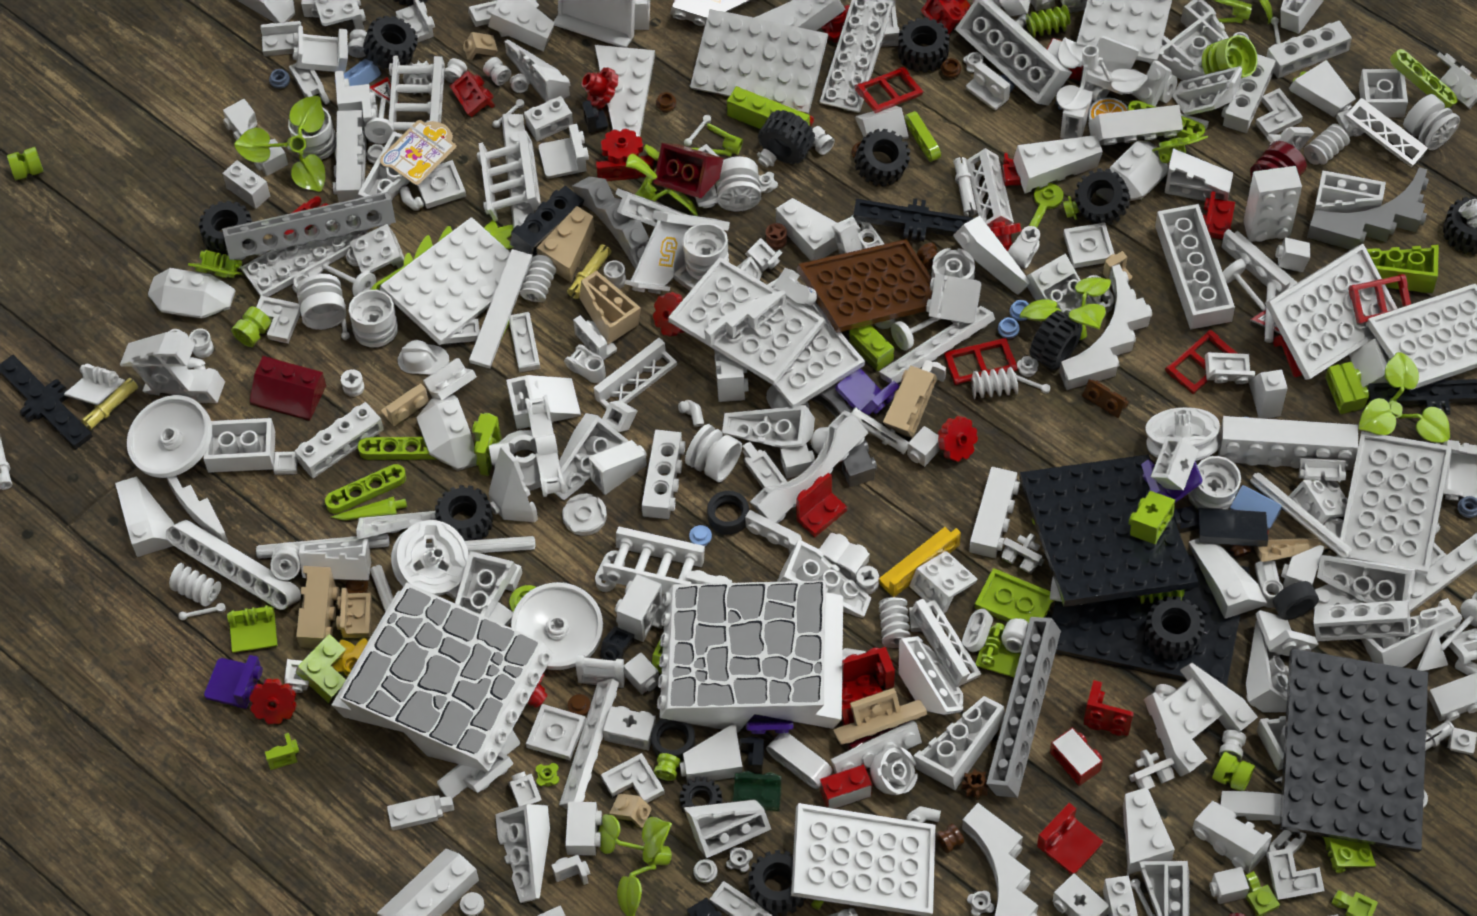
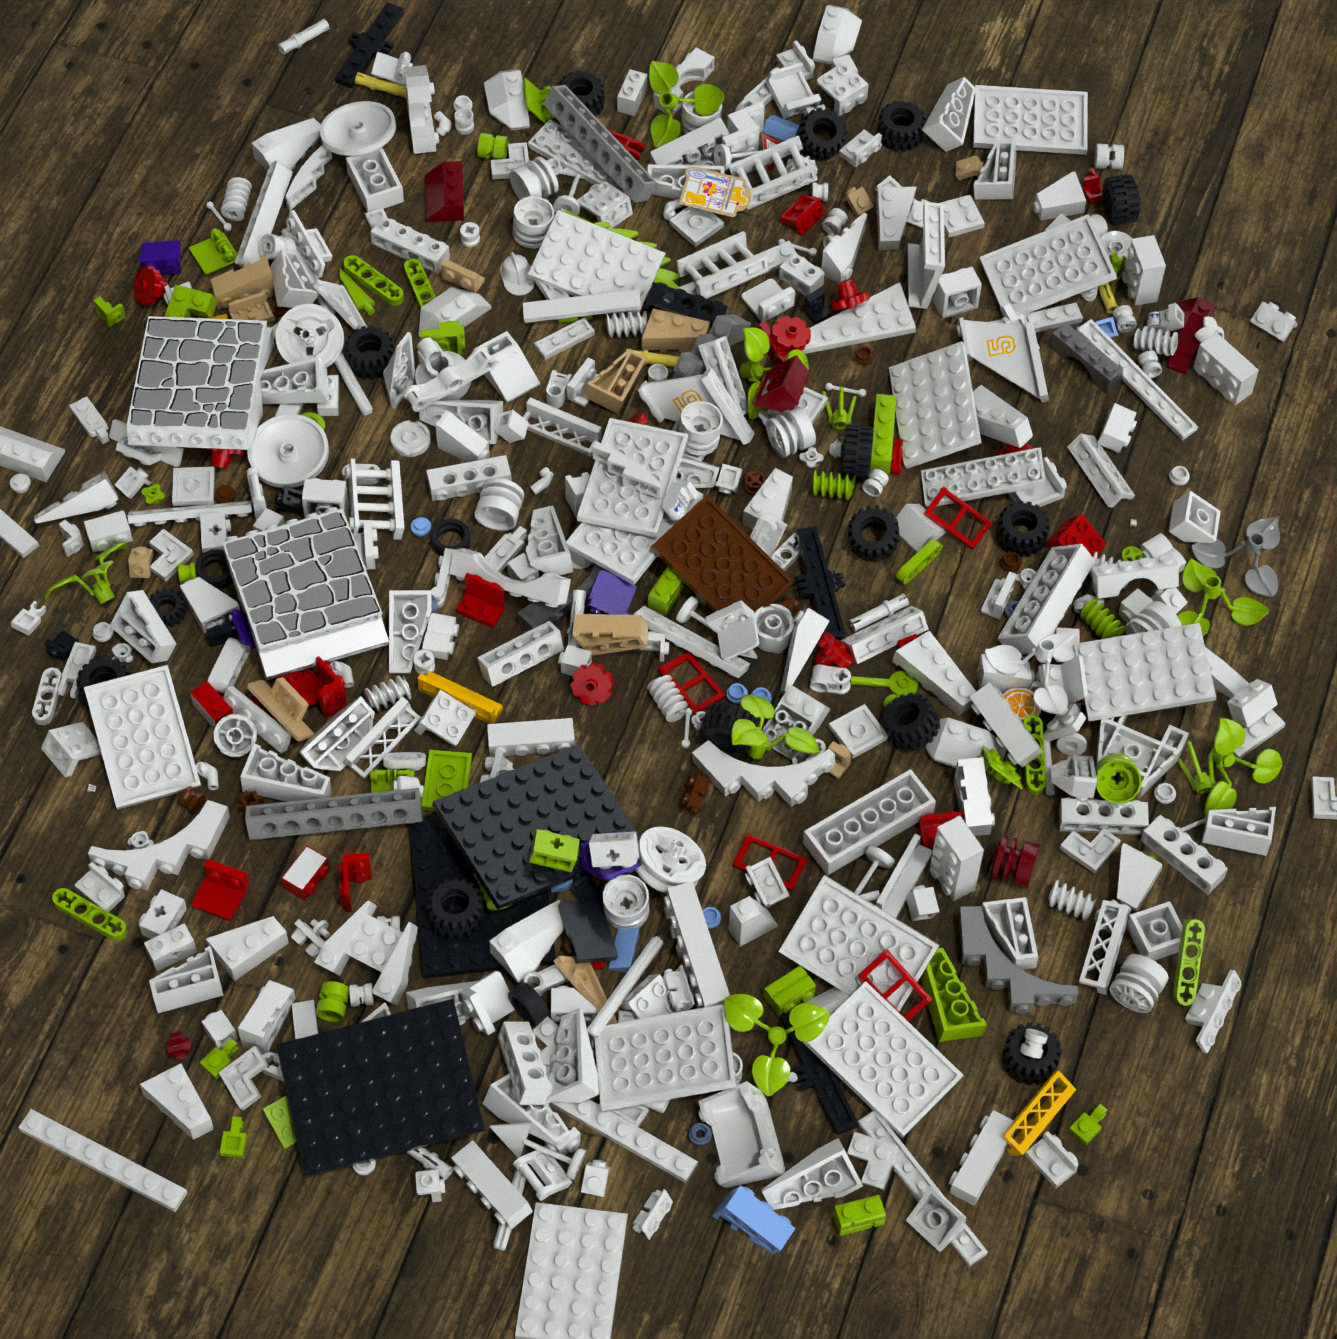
camera: 65 degrees right, 0 degrees up
(279, 78) = (754, 76): sand blue plate -> none
(294, 530) = (311, 243): none -> white bracket
(448, 379) = (499, 297): white bracket -> none
(759, 787) = (188, 646): clear green bracket -> none
(809, 172) = (833, 485): none -> lime piece
(896, 489) = (520, 653): none -> white brick
(1293, 135) = (1056, 863): white bracket -> none

